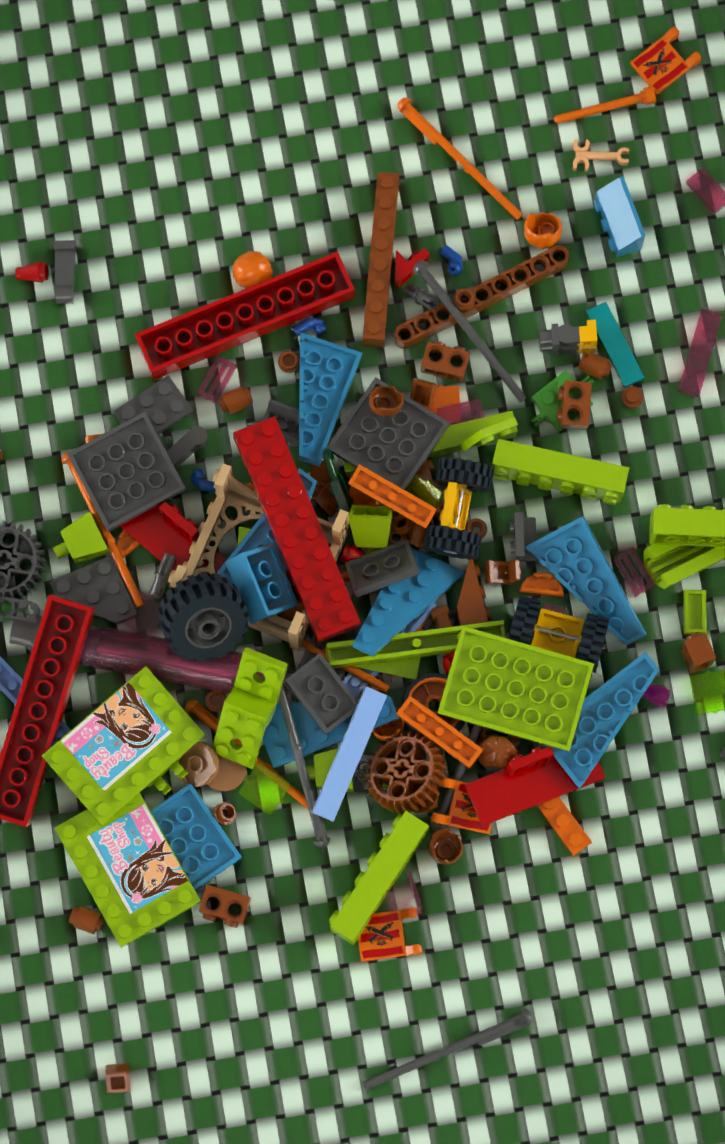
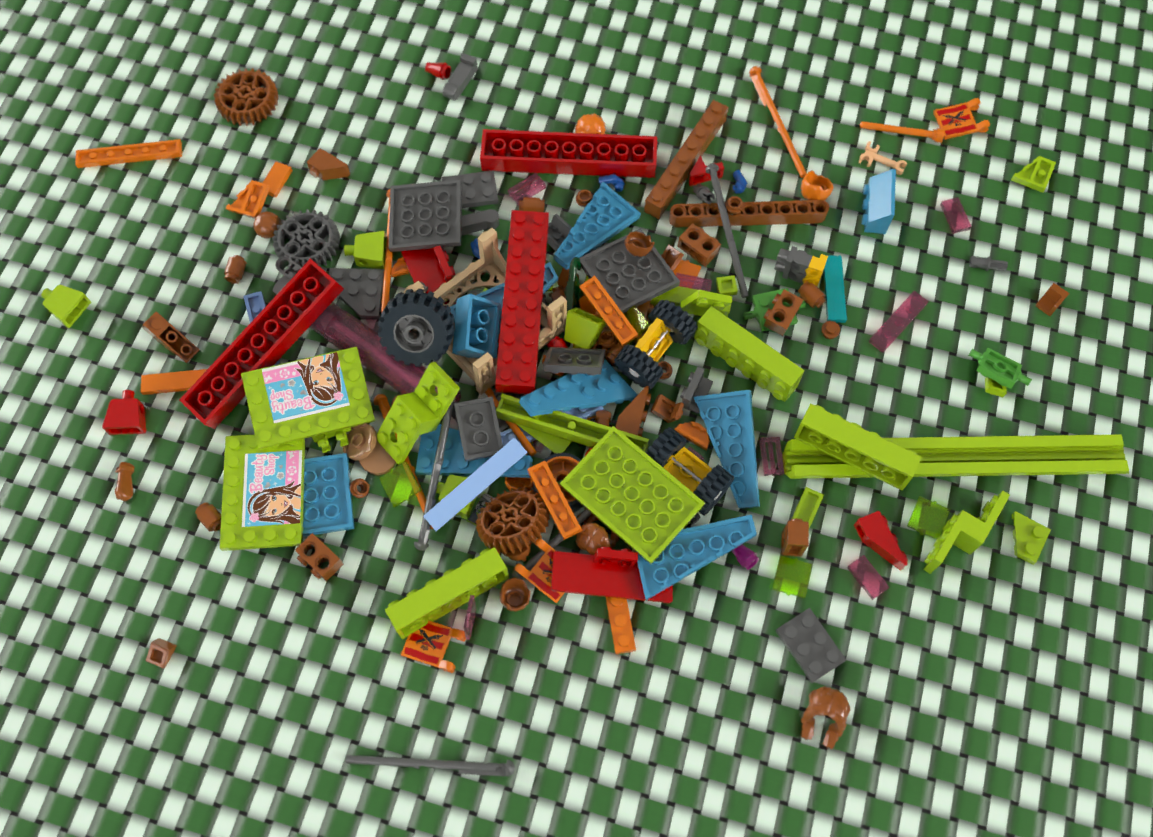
camera: 25 degrees right, 10 degrees down
(498, 397) = (726, 285): none -> lime plate

